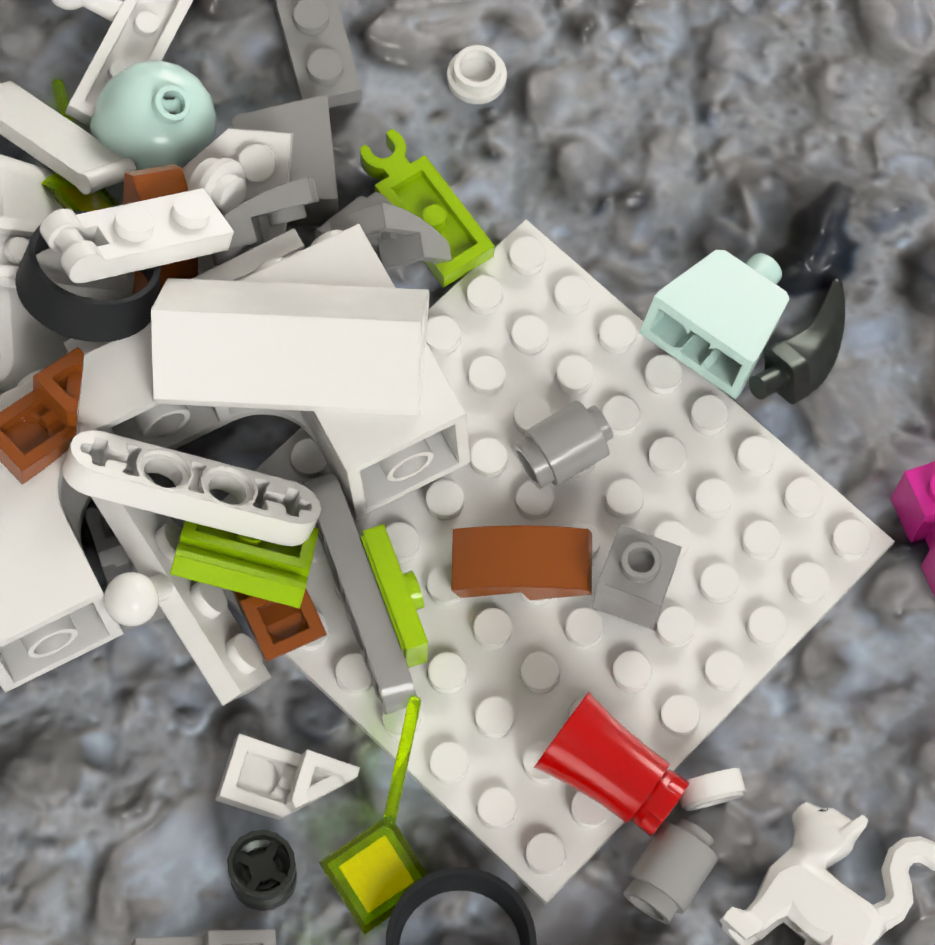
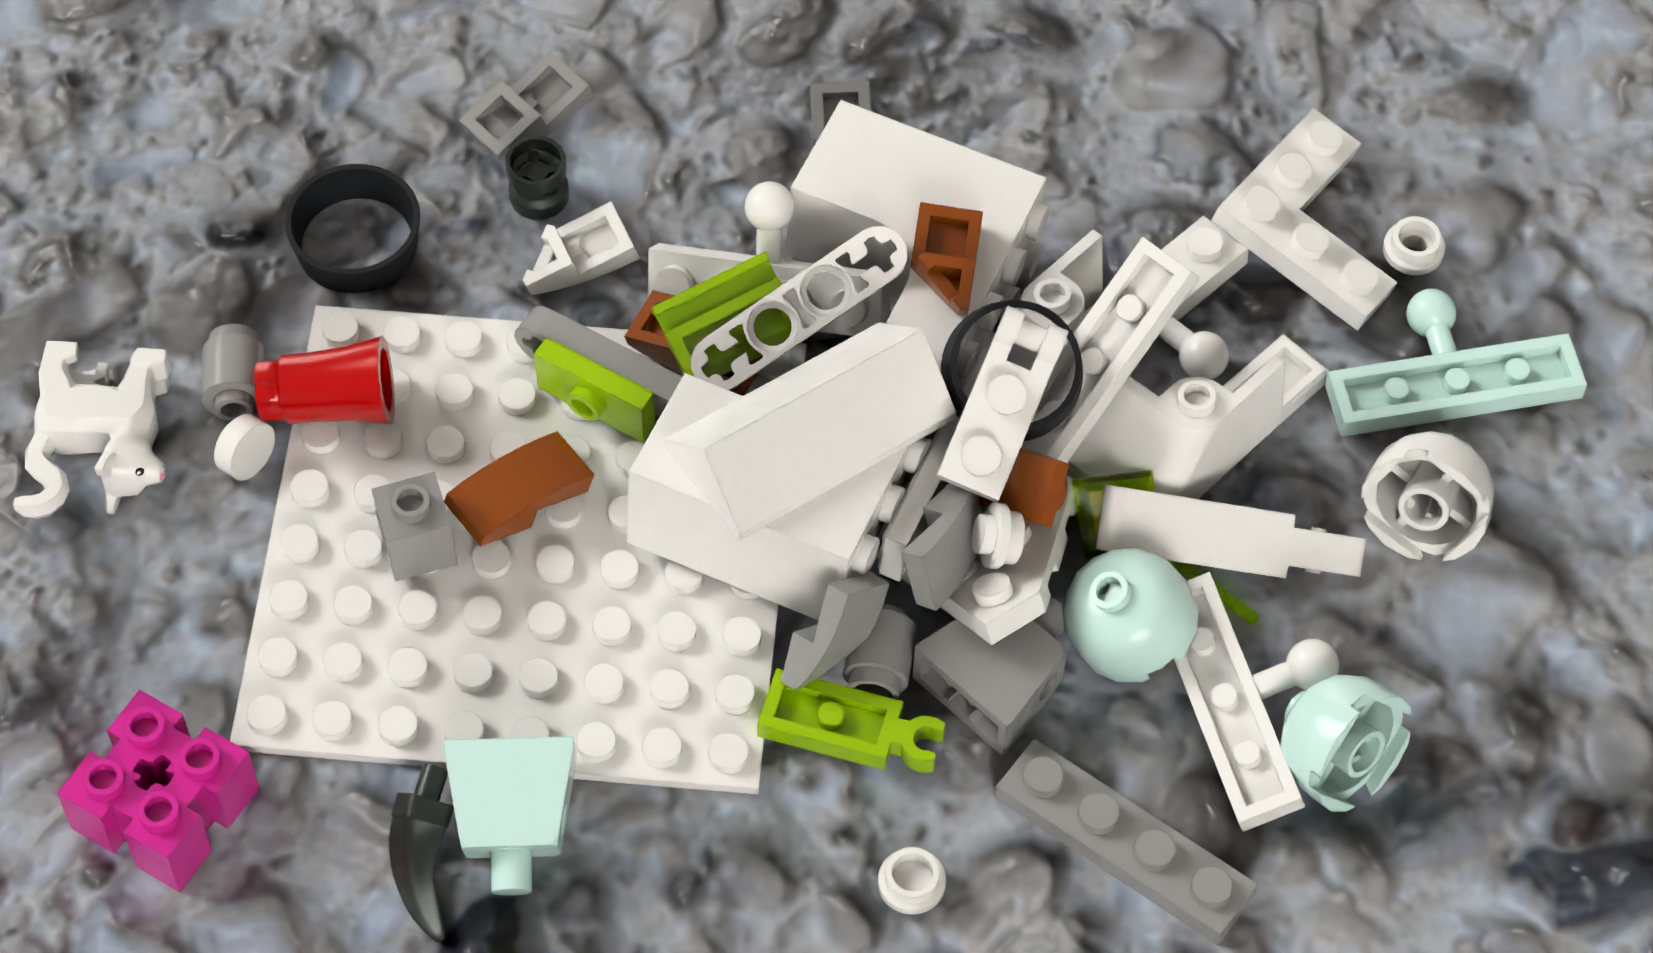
camera: 145 degrees right, 10 degrees down
(379, 863) = (456, 241): clear neon green piece -> none
(564, 444) = (557, 592): light grey brick -> none

